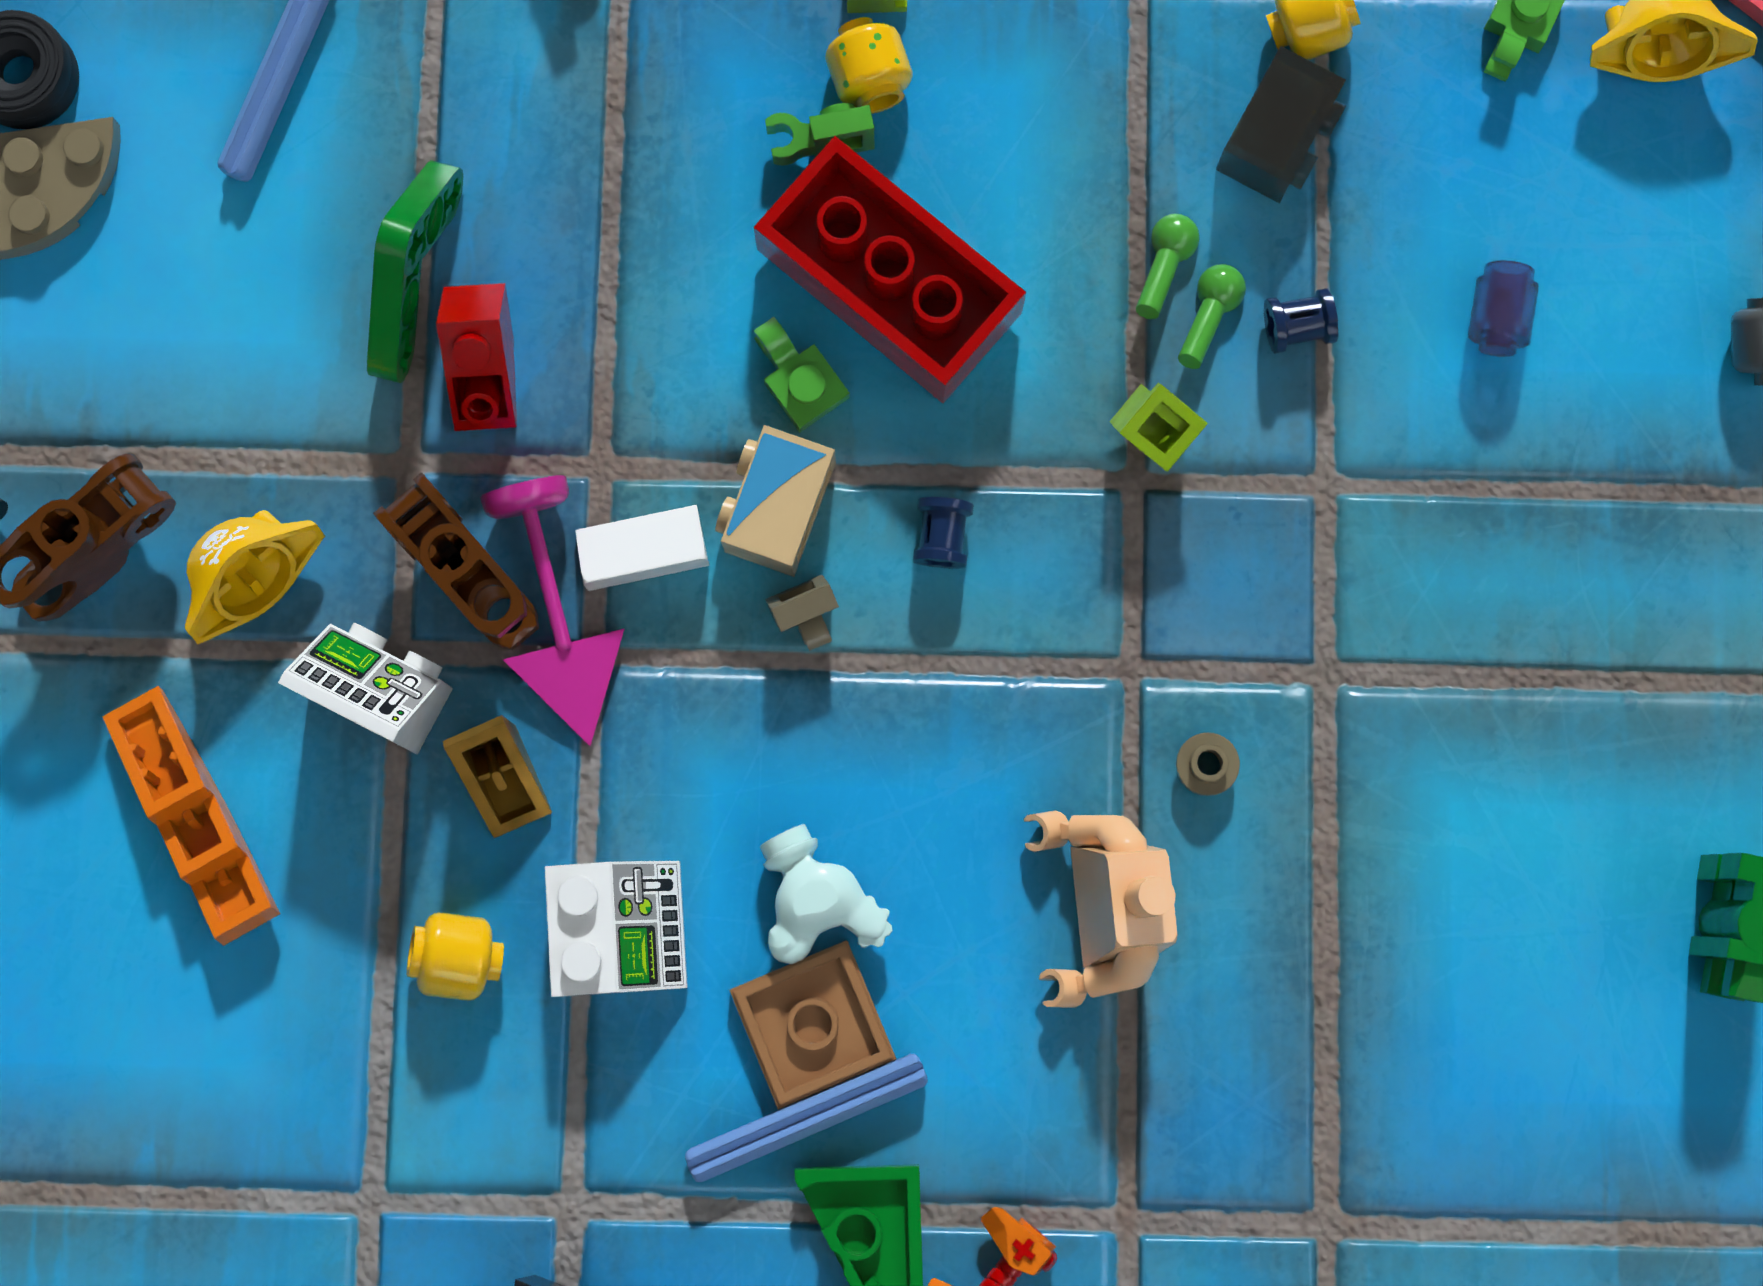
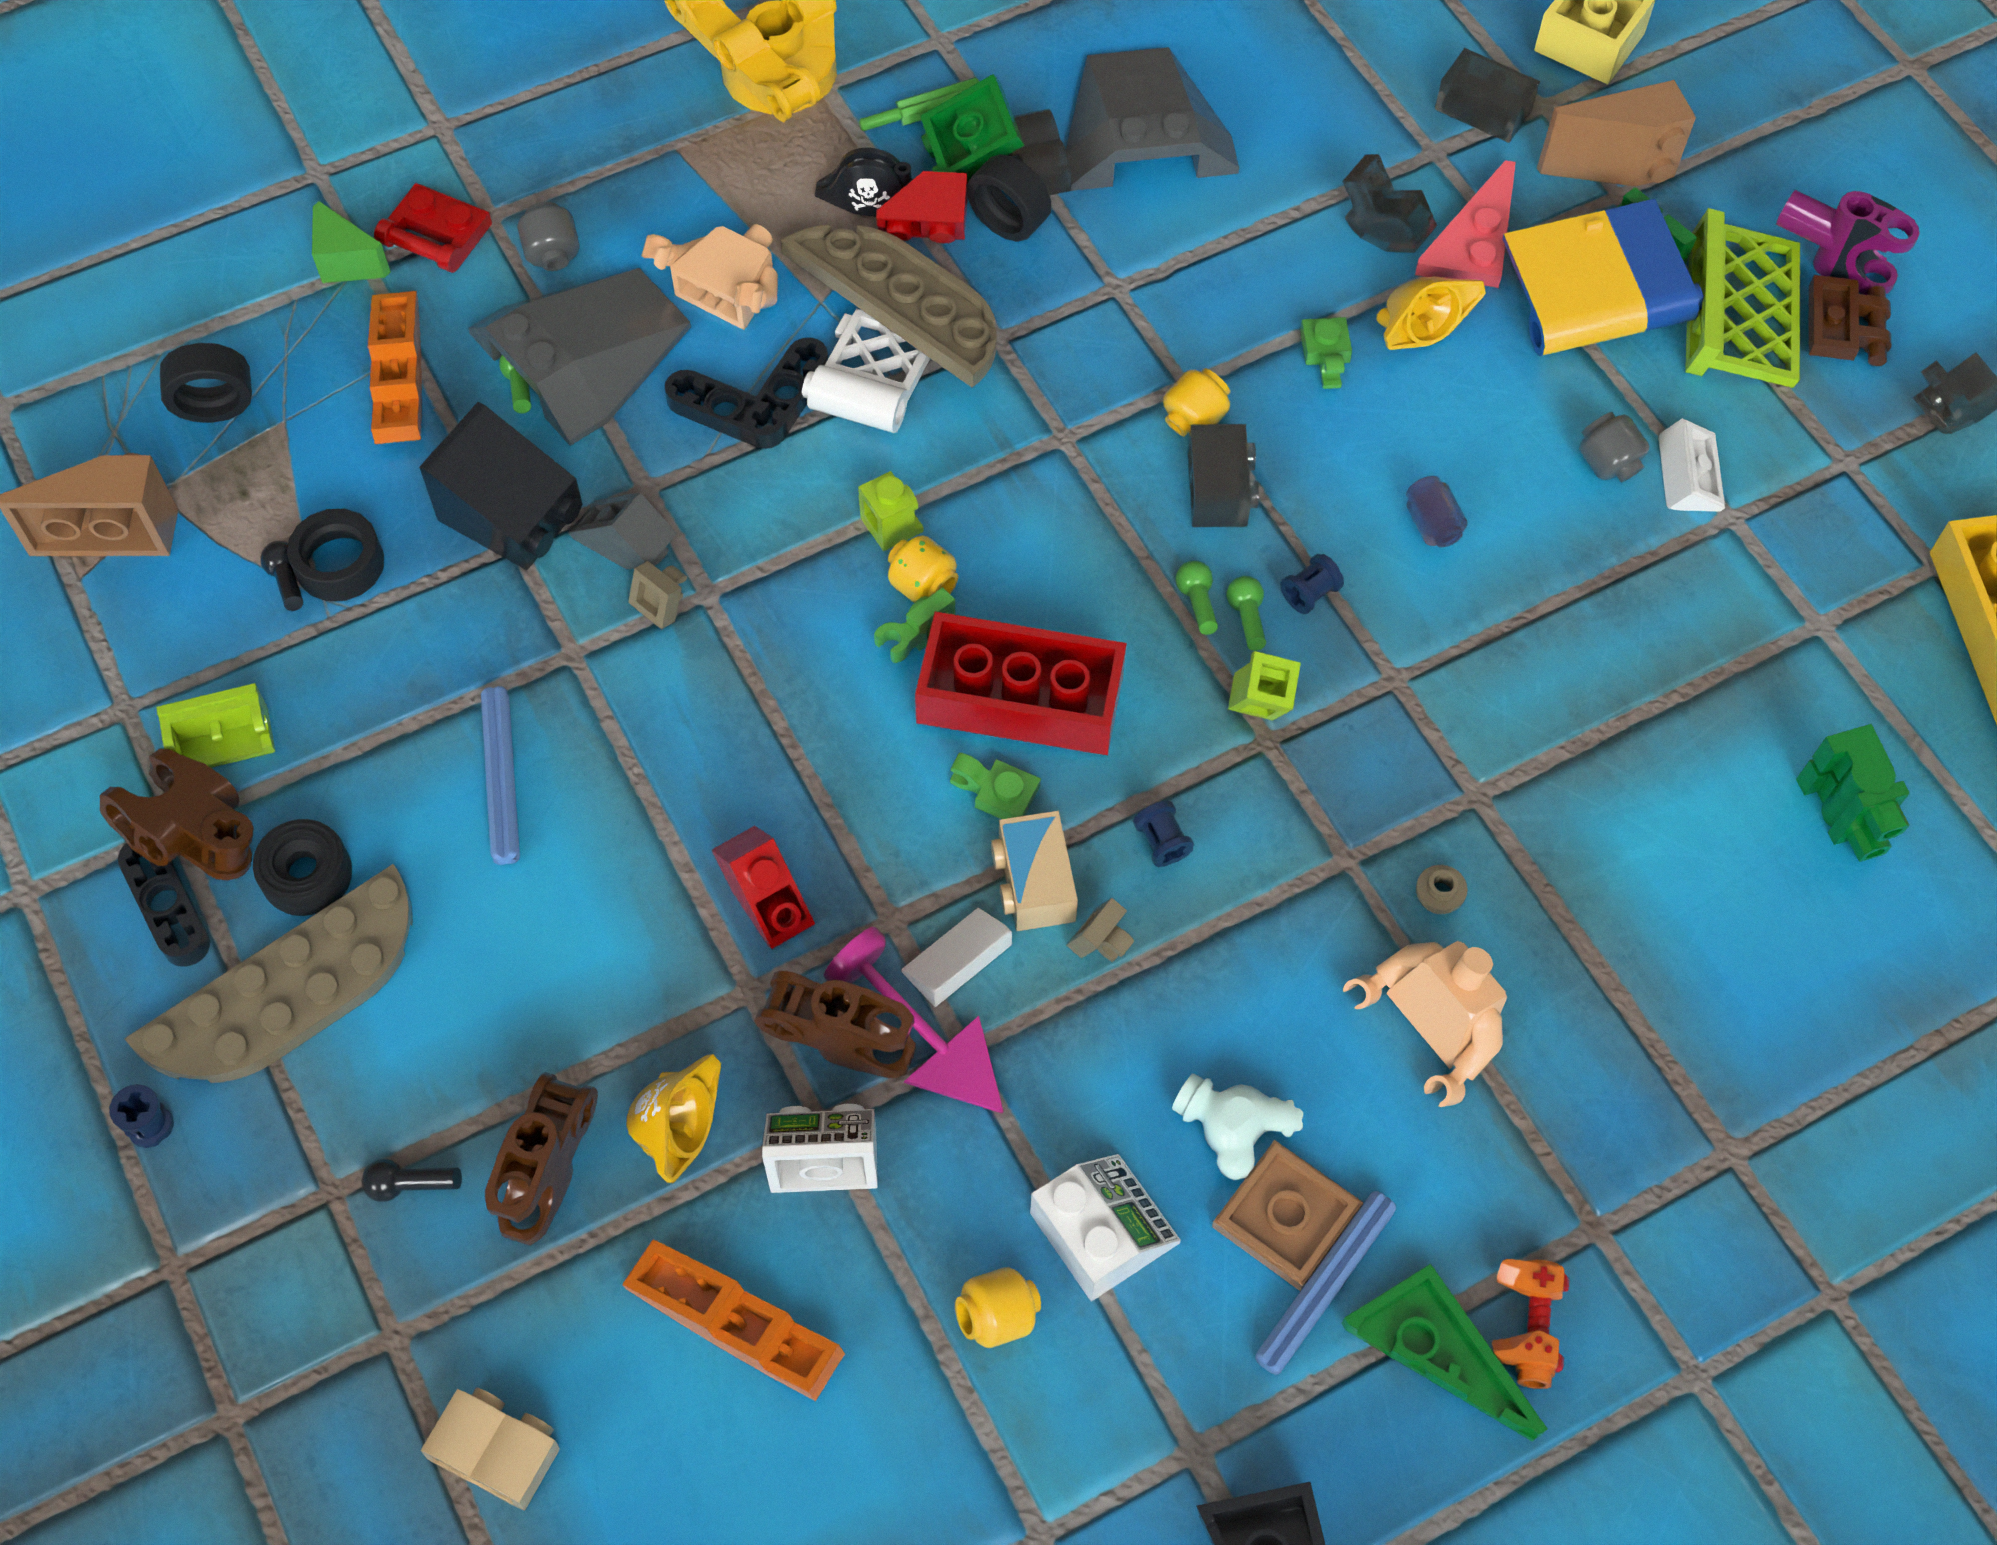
camera: 30 degrees left, 20 degrees down
(400, 246) = (681, 855): green beam -> none
(498, 775) = (950, 1159): pearl gold slope -> none

